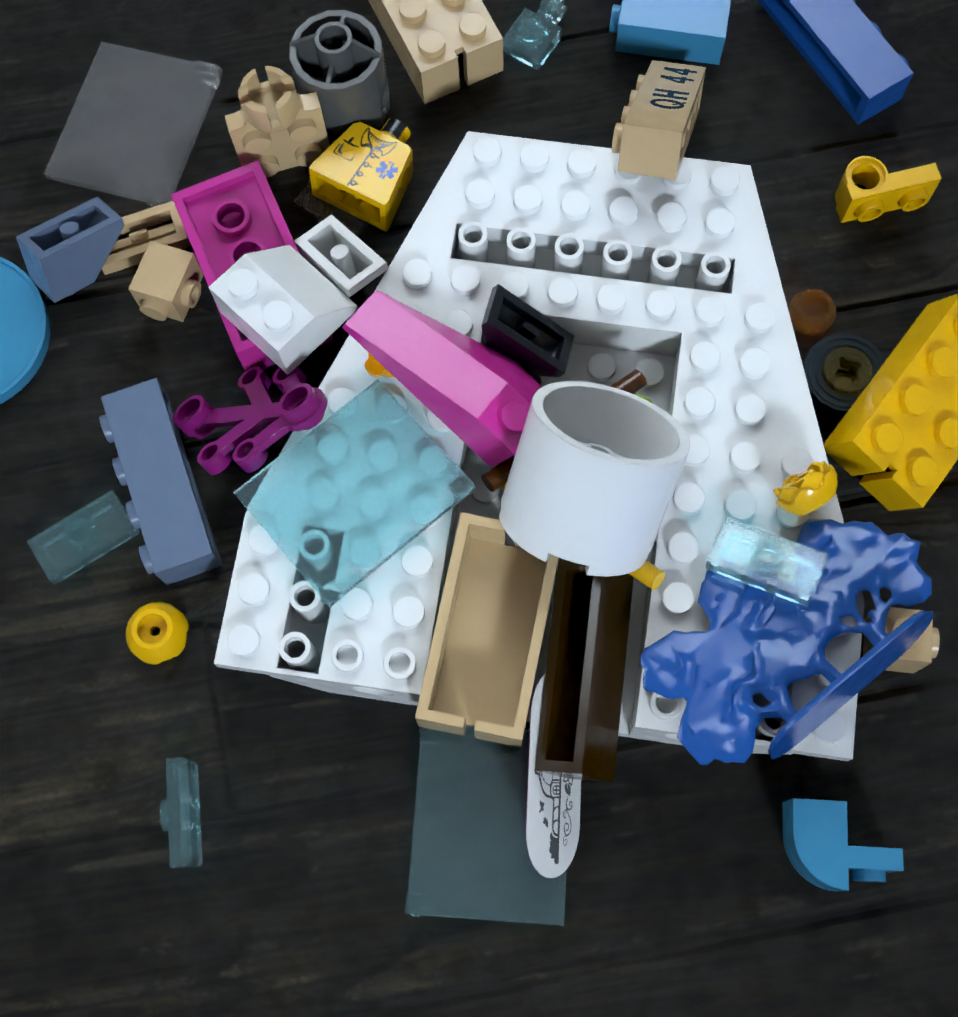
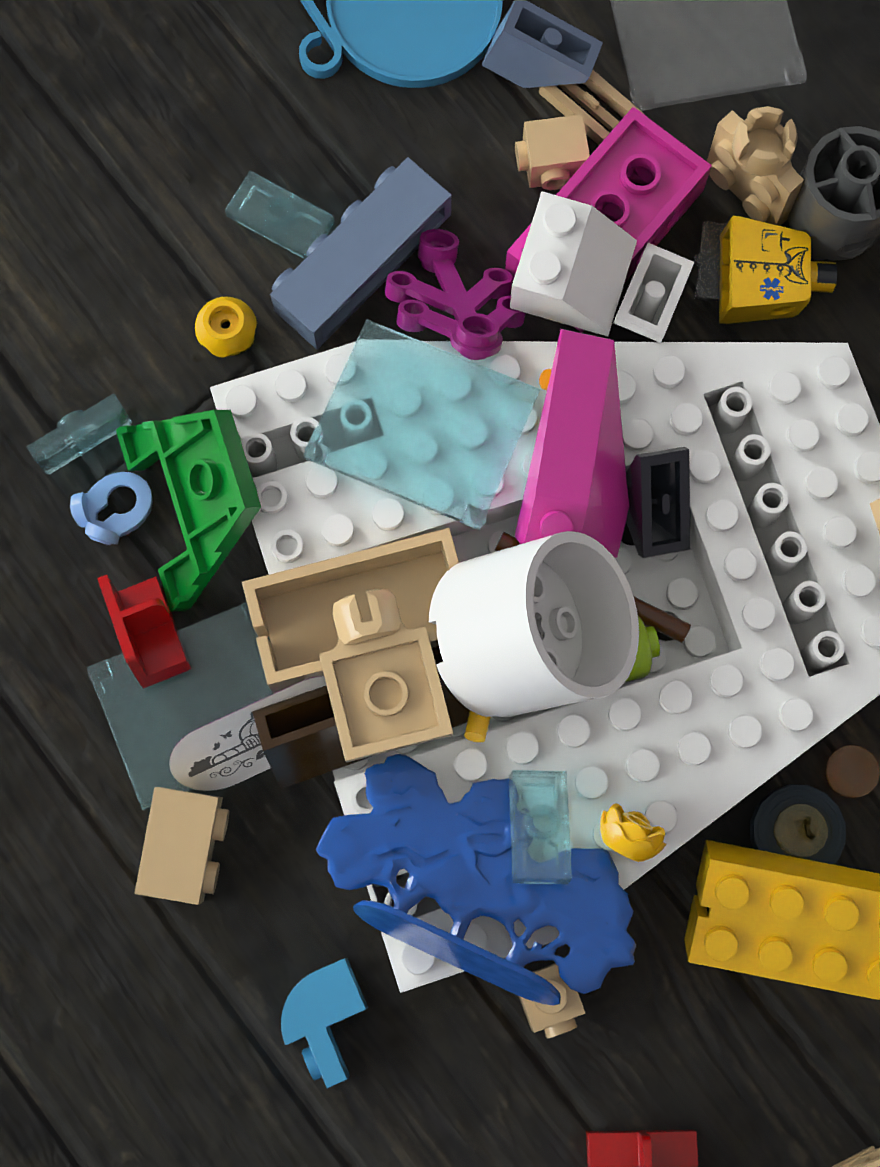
camera: 60 degrees right, 5 degrees up
(288, 830) = (87, 506): none -> light blue piece
(302, 710) = (208, 489): none -> green wing
(402, 837) = (145, 630): none -> red panel
(573, 631) = (382, 680): none -> tan plate
(619, 902) = (181, 846): none -> tan brick

